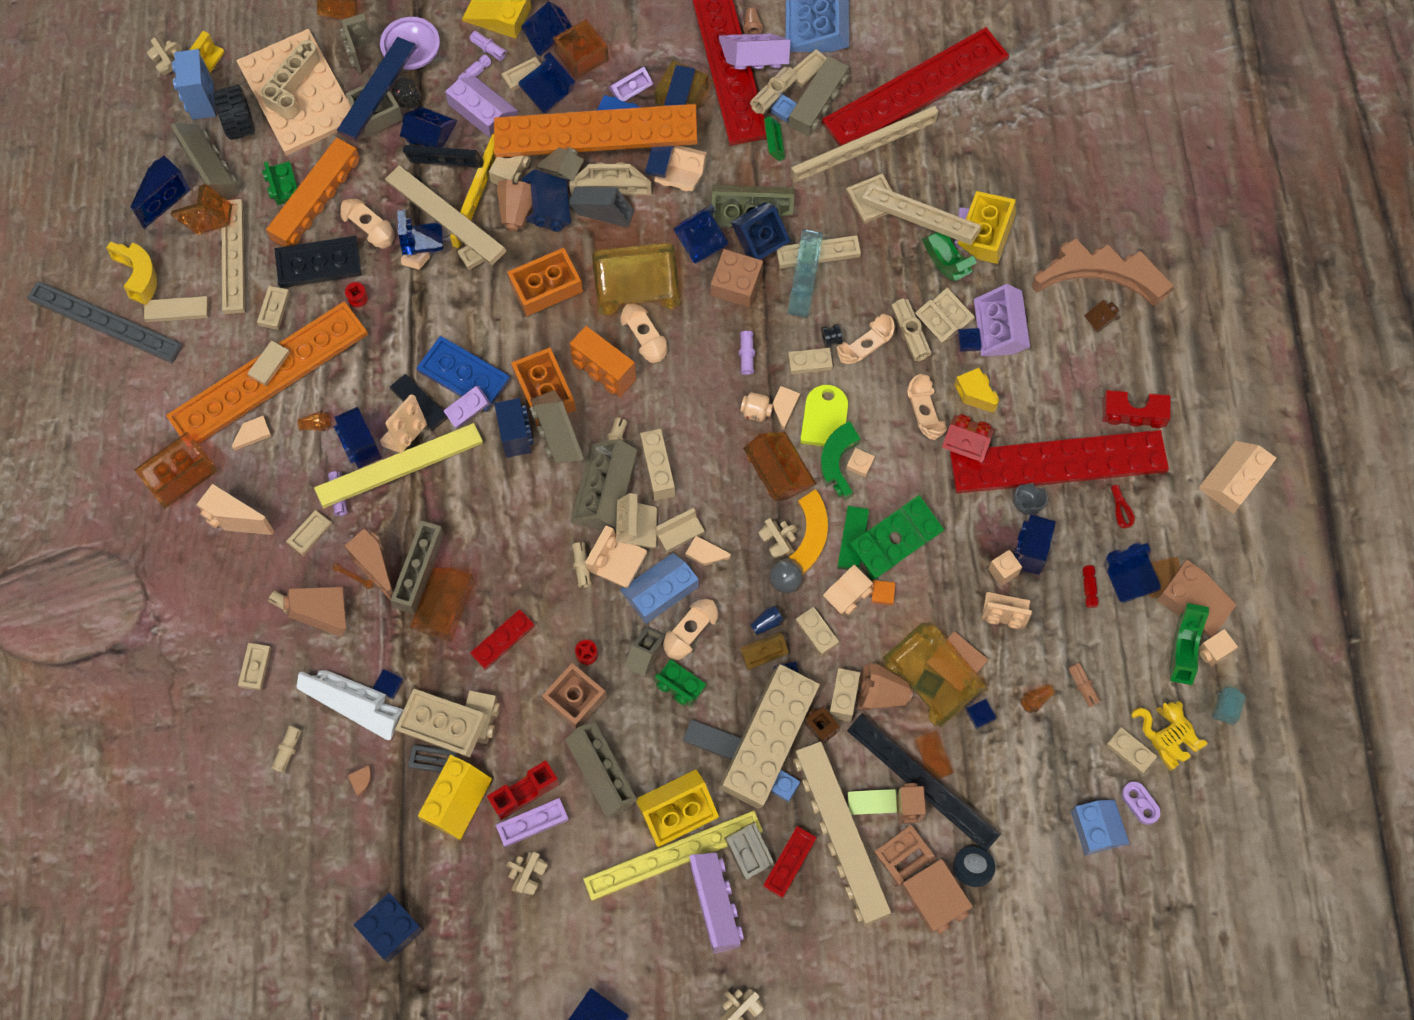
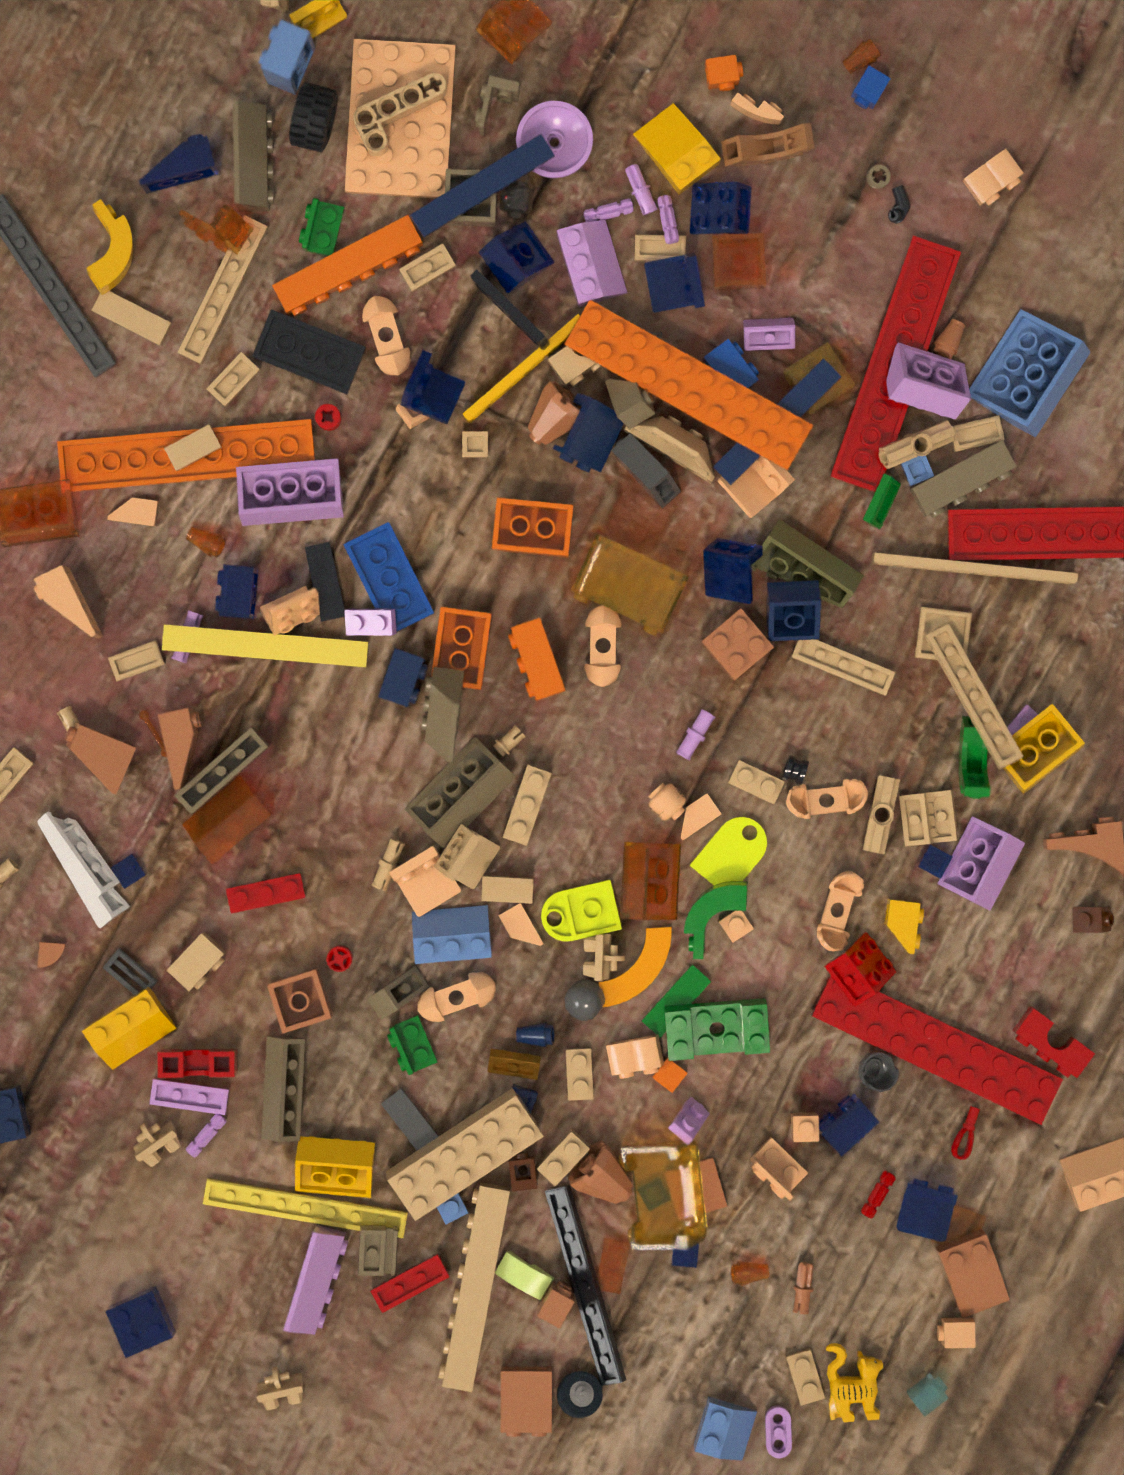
camera: 30 degrees right, 20 degrees up
(357, 354) = (289, 492): none -> lavender slope
(370, 166) = (427, 267): none -> tan plate
(441, 722) = (155, 950): tan plate -> none
(445, 215) = (471, 385): tan tile -> none
(518, 52) = (668, 219): none -> lavender axle
(562, 845) = (206, 1135): none -> lavender axle
(745, 517) = (584, 912): none -> neon yellow tile
(804, 273) = (811, 683): clear light blue slope -> none
(899, 849) = (522, 1334): nougat plate -> none
(919, 610) = (689, 1120): none -> lavender plate
(1186, 643) = (926, 1314): green arch -> none

